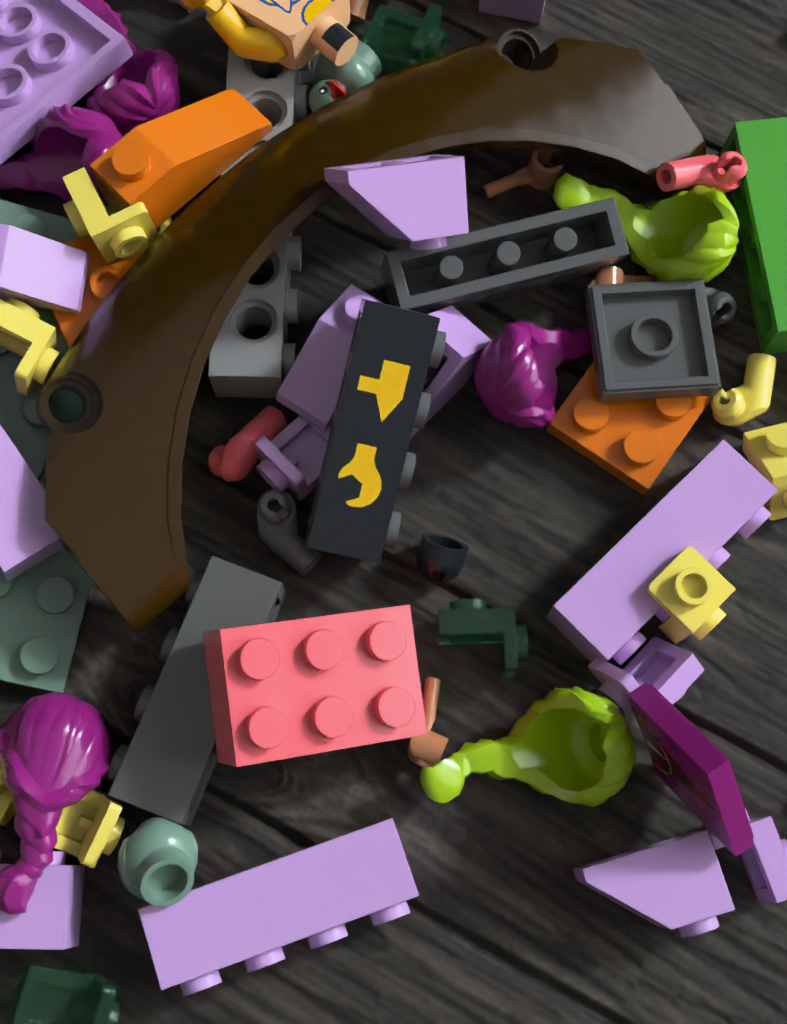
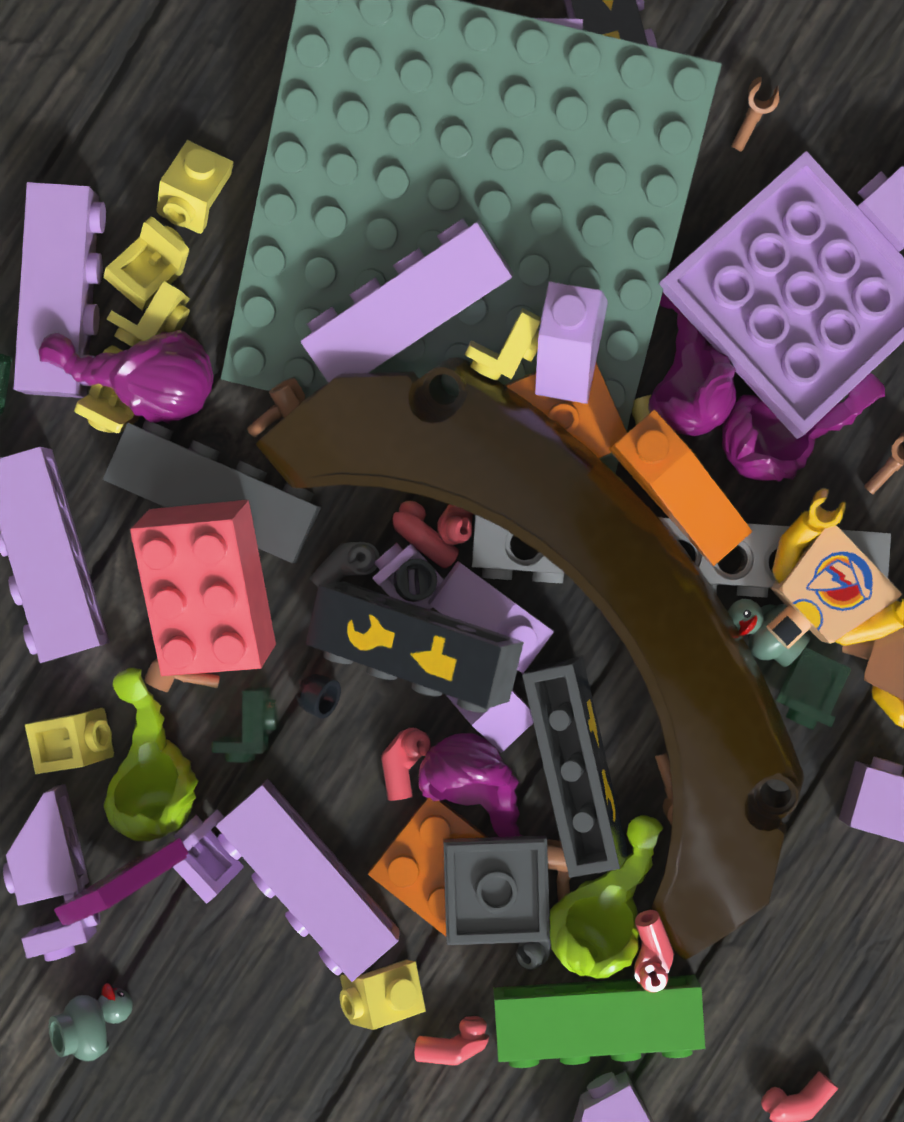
camera: 95 degrees right, 15 degrees up
(89, 602) = (286, 397): none -> nougat hand
(115, 234) = (617, 408): light yellow bracket -> none
(158, 862) = (75, 461): sand green animal -> none
(231, 408) = (455, 525): none -> coral arm
(298, 437) = (424, 580): none -> black hinge
(408, 197) = (608, 687): lavender slope -> none
(508, 462) = (399, 758): none -> coral arm
(519, 861) = (69, 741): none -> light yellow bracket
(691, 596) = (267, 898): light yellow bracket -> none
(751, 397) = (448, 972): light yellow arm -> none

